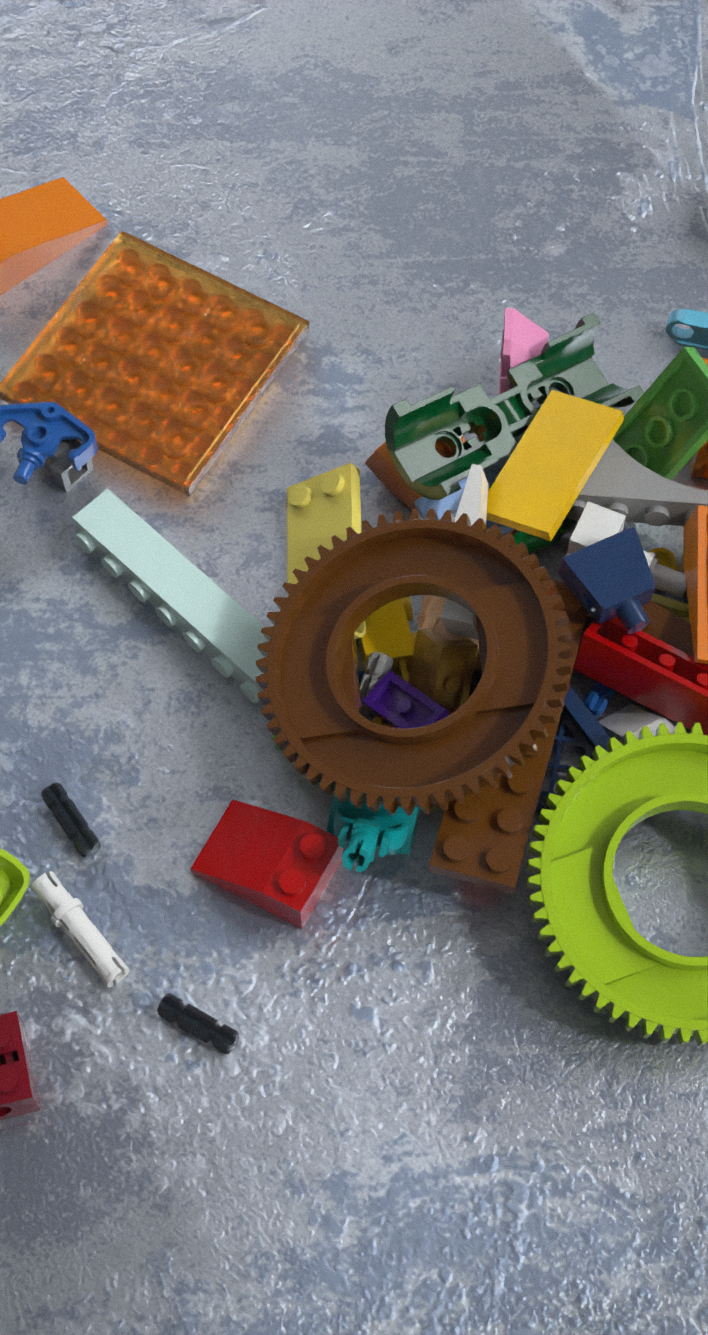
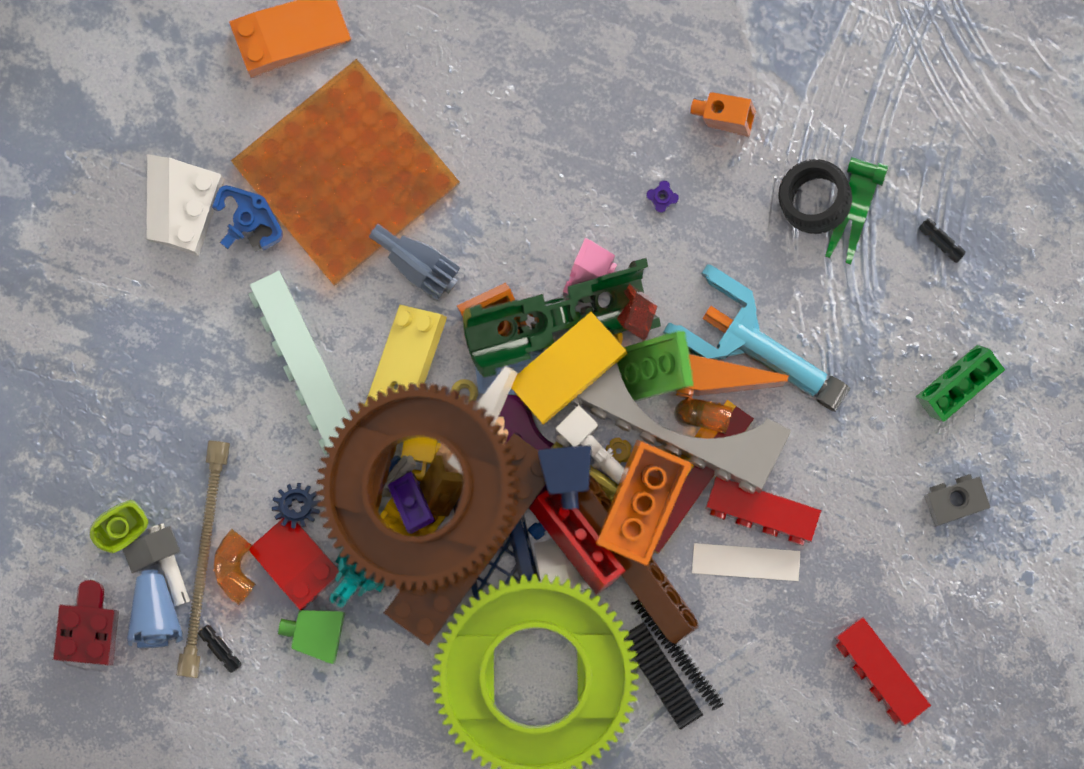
camera: 20 degrees right, 20 degrees up
(42, 909) = (150, 549): none -> dark grey slope
(70, 819) = (185, 490): black axle -> none
(80, 1005) = (152, 613): none -> medium blue cone
(157, 1055) = (216, 456): none -> dark tan hose
(170, 899) = (228, 567): none -> clear orange cylinder
(222, 787) = (301, 496): none -> dark blue gear
(294, 423) = (418, 262): none -> sand blue piece
(335, 947) = (315, 633): none -> bright green torso
(576, 271) = (662, 204): none -> dark purple plate
(611, 379) = (638, 313): none -> clear red slope
(614, 145) = (735, 118): none -> orange torso

